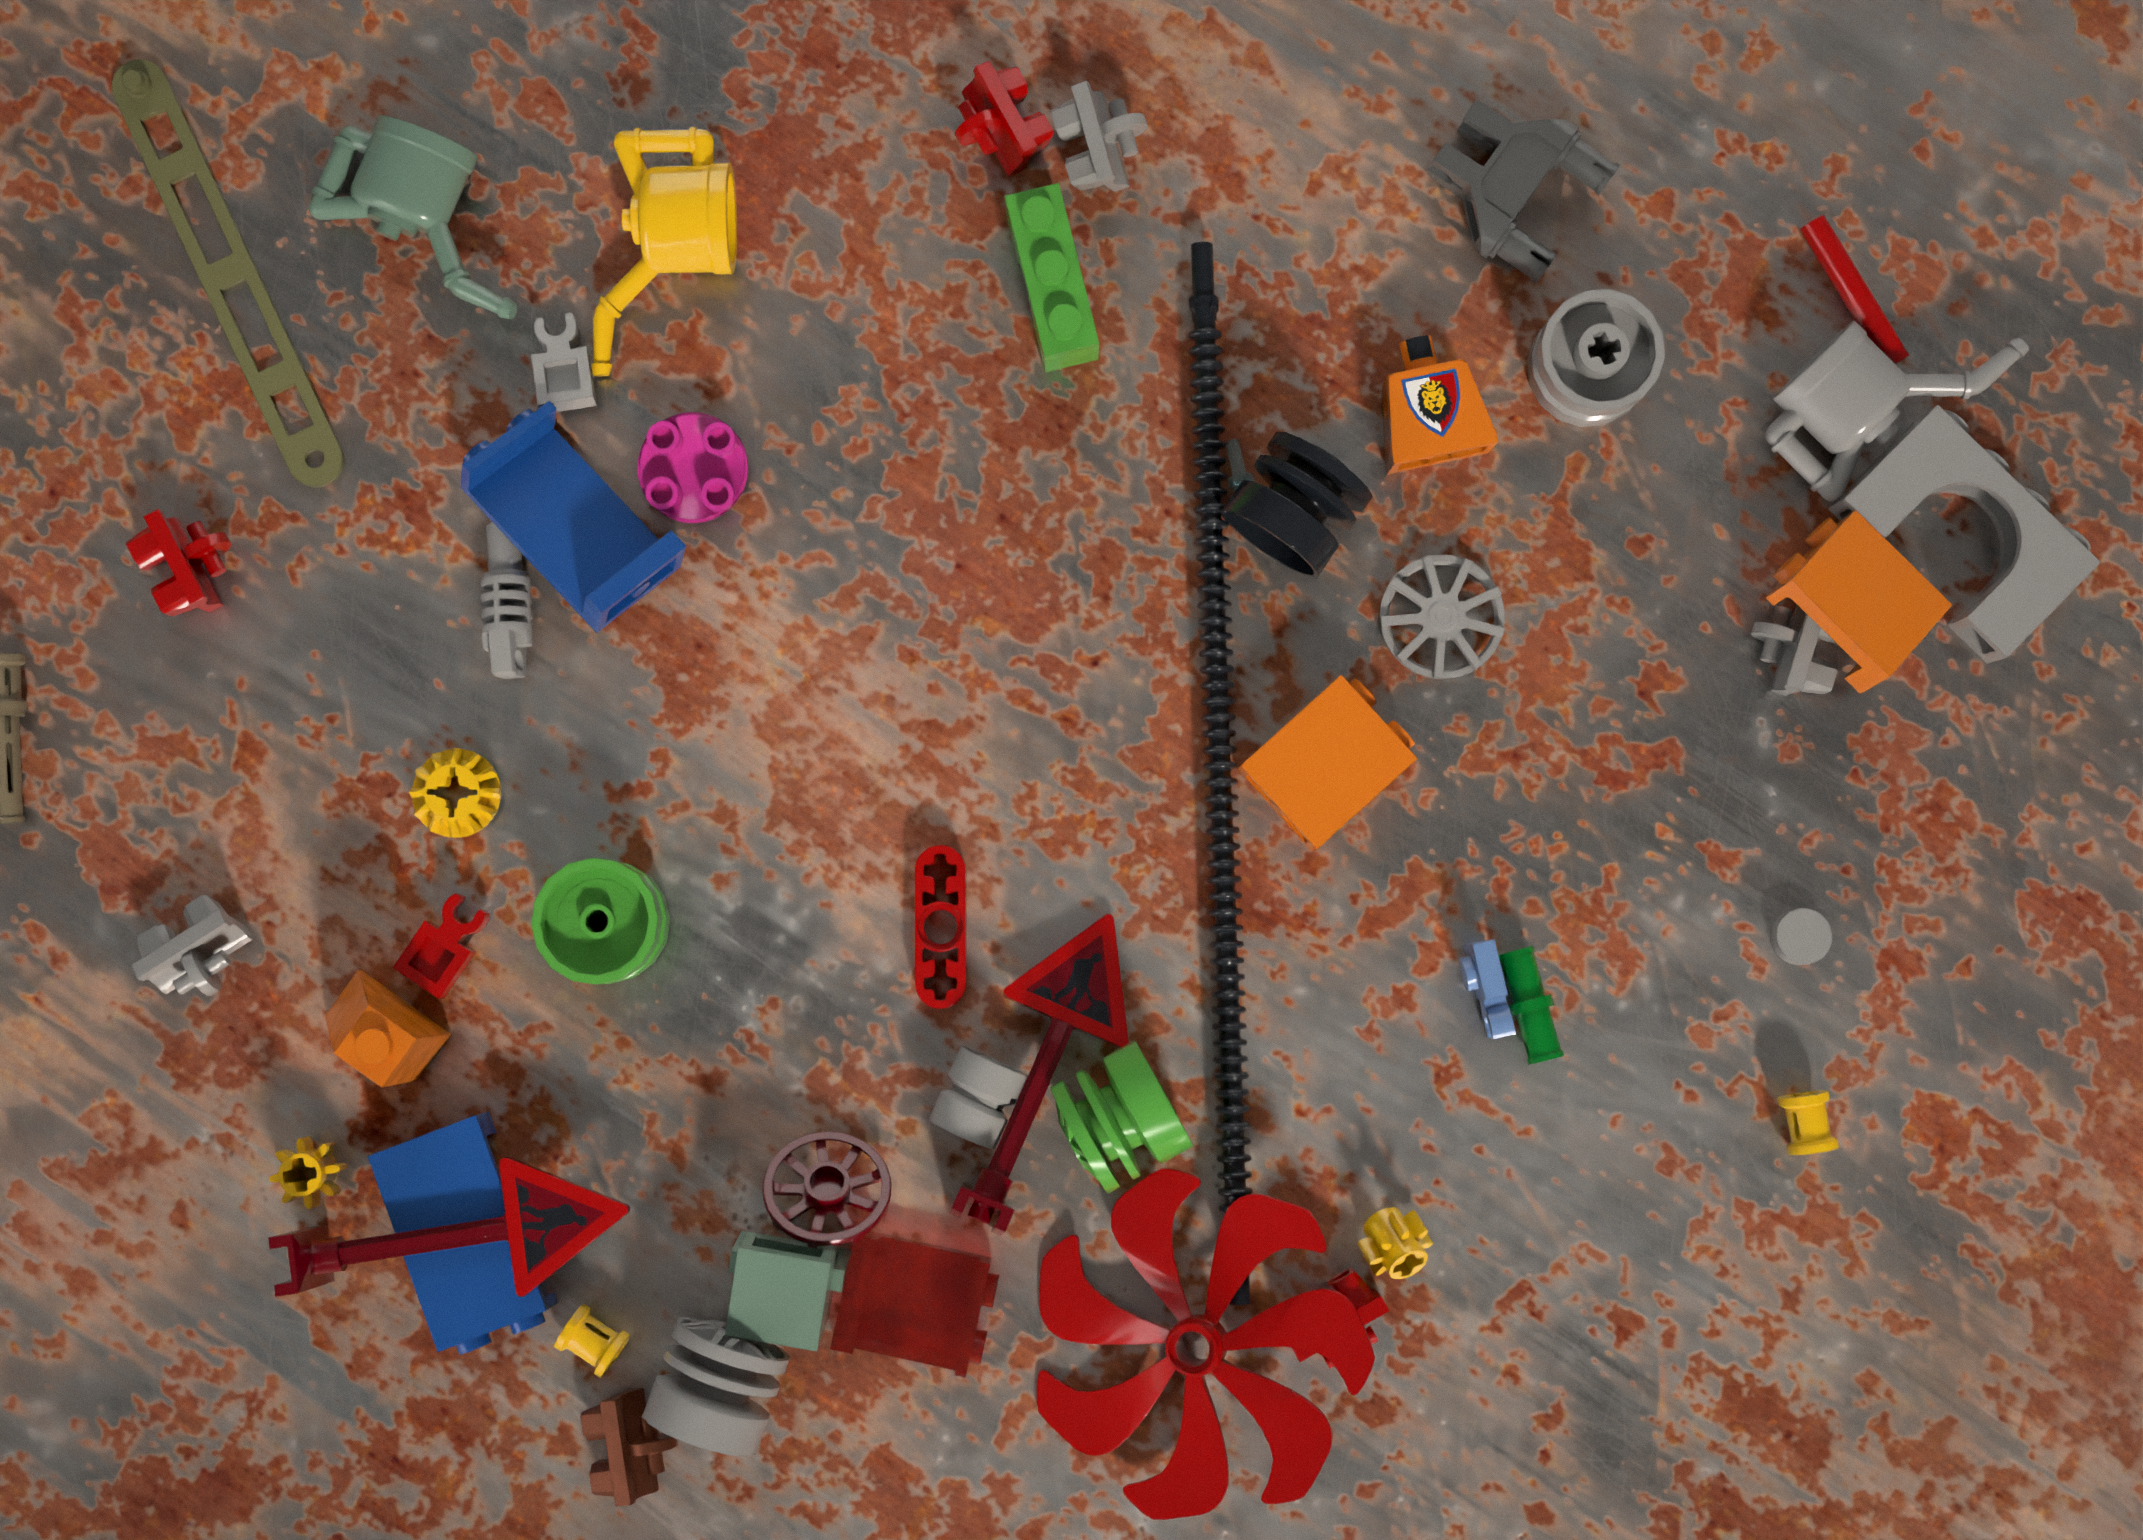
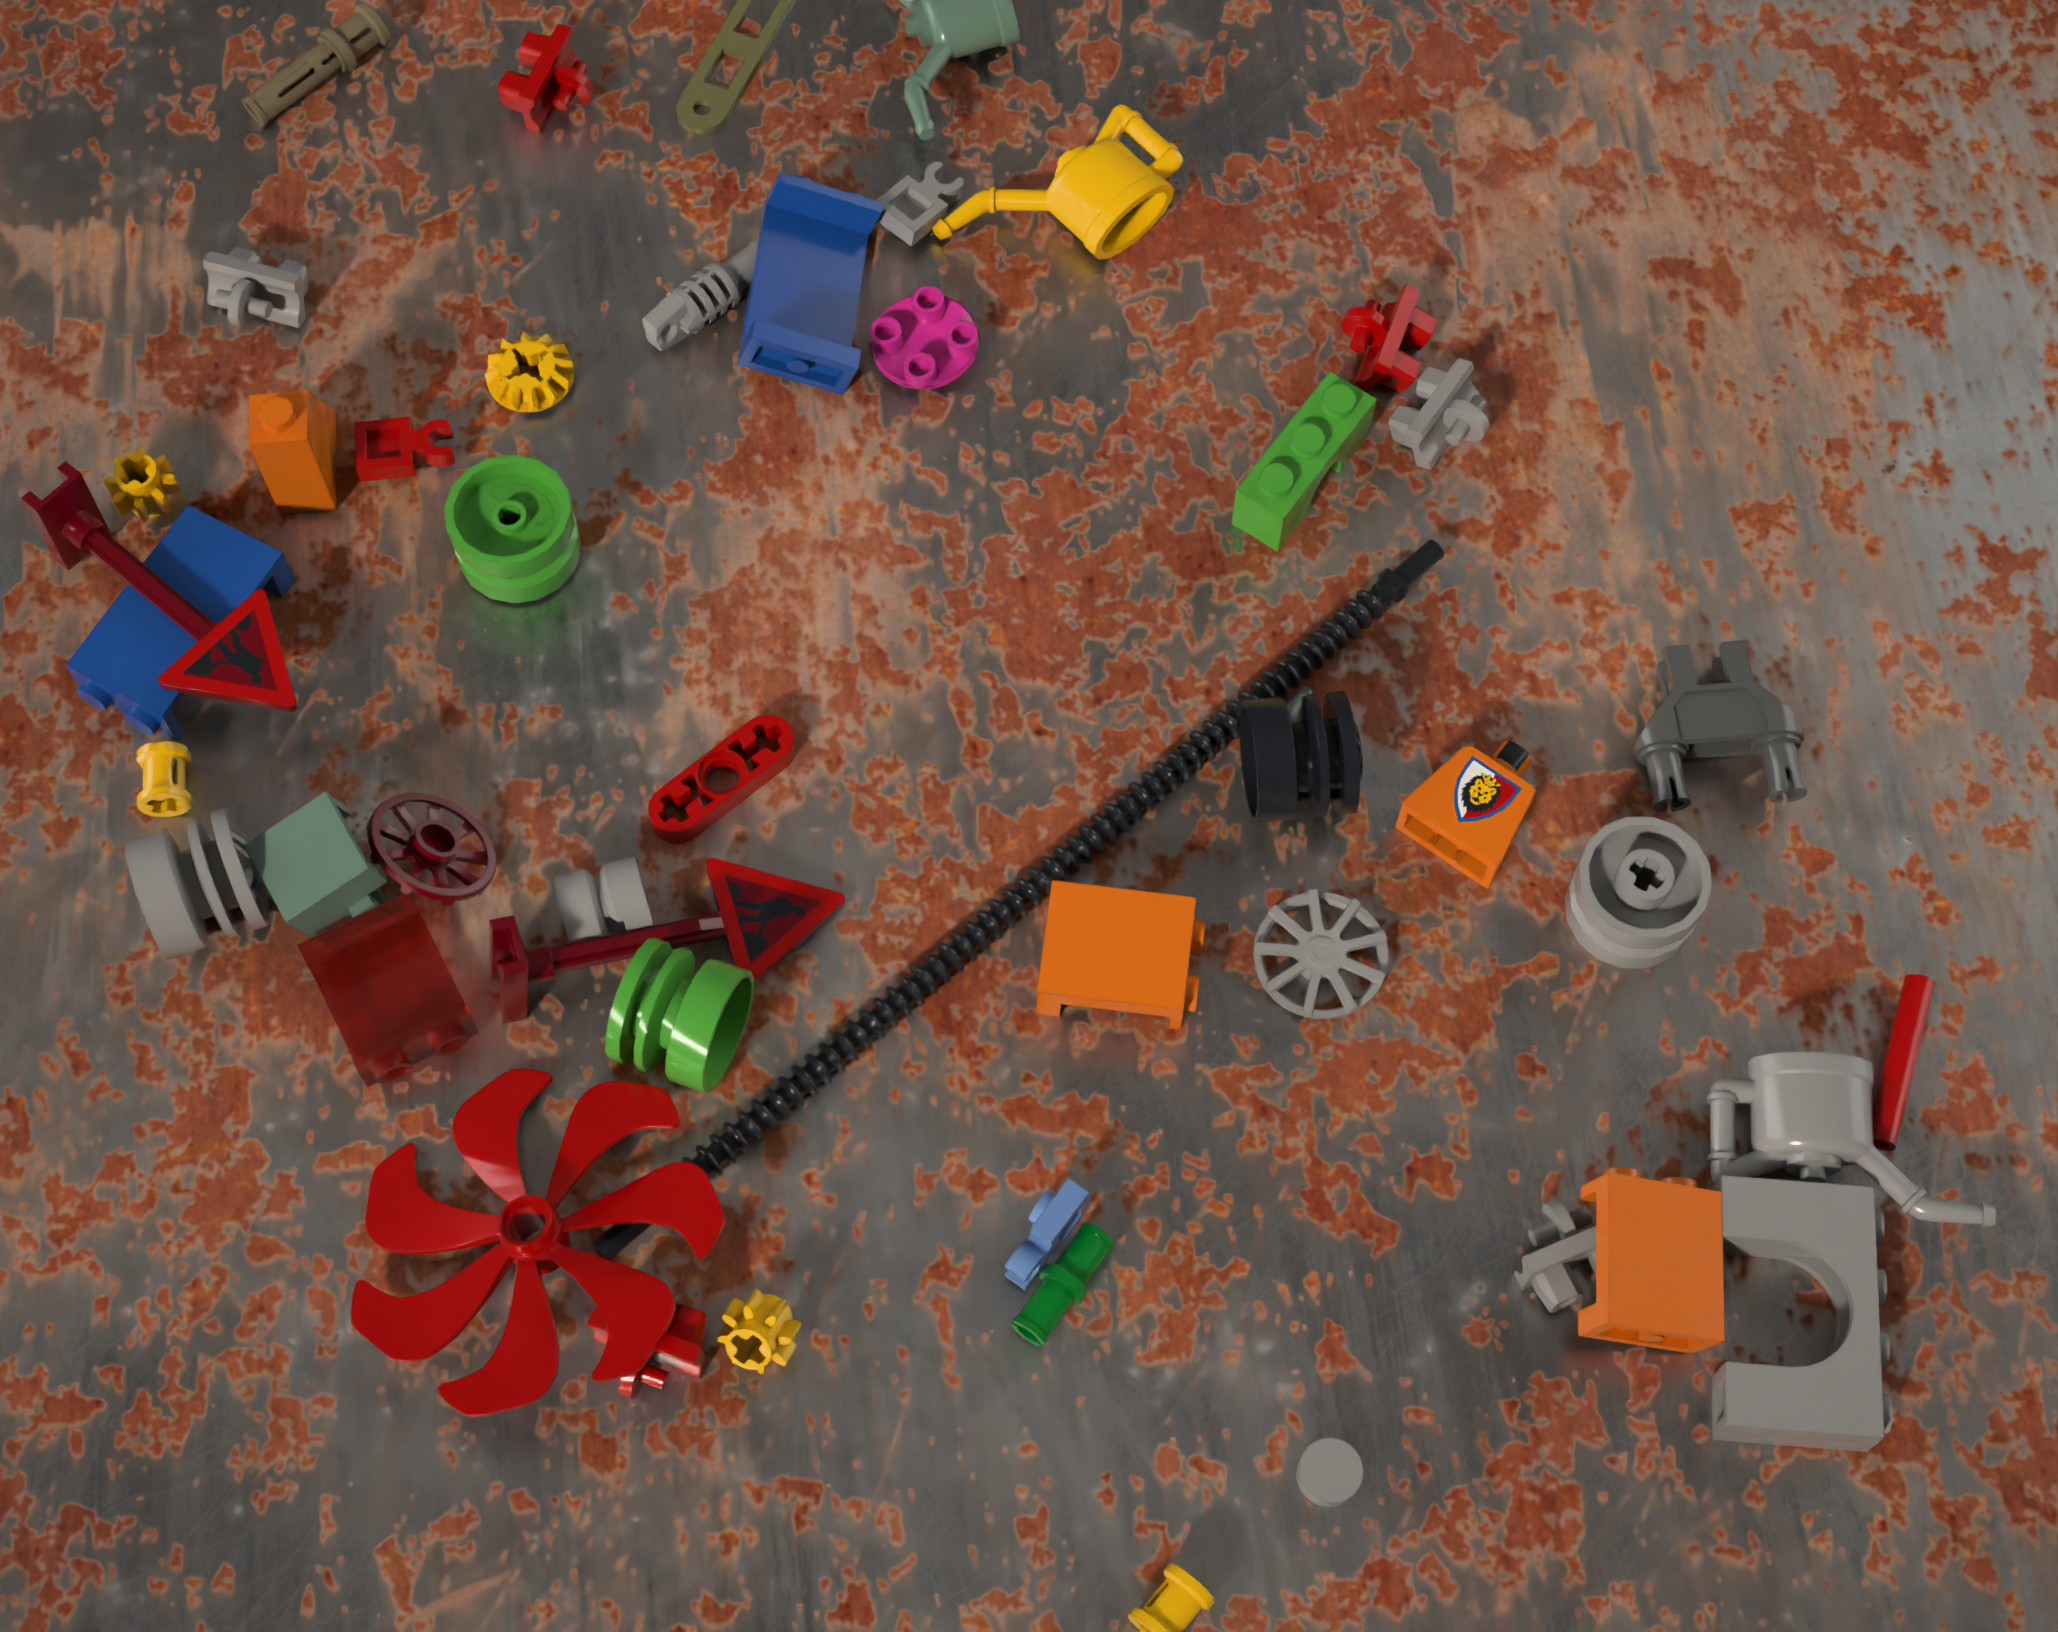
camera: 50 degrees right, 20 degrees down
(631, 1446) = (90, 871): copper hips -> none

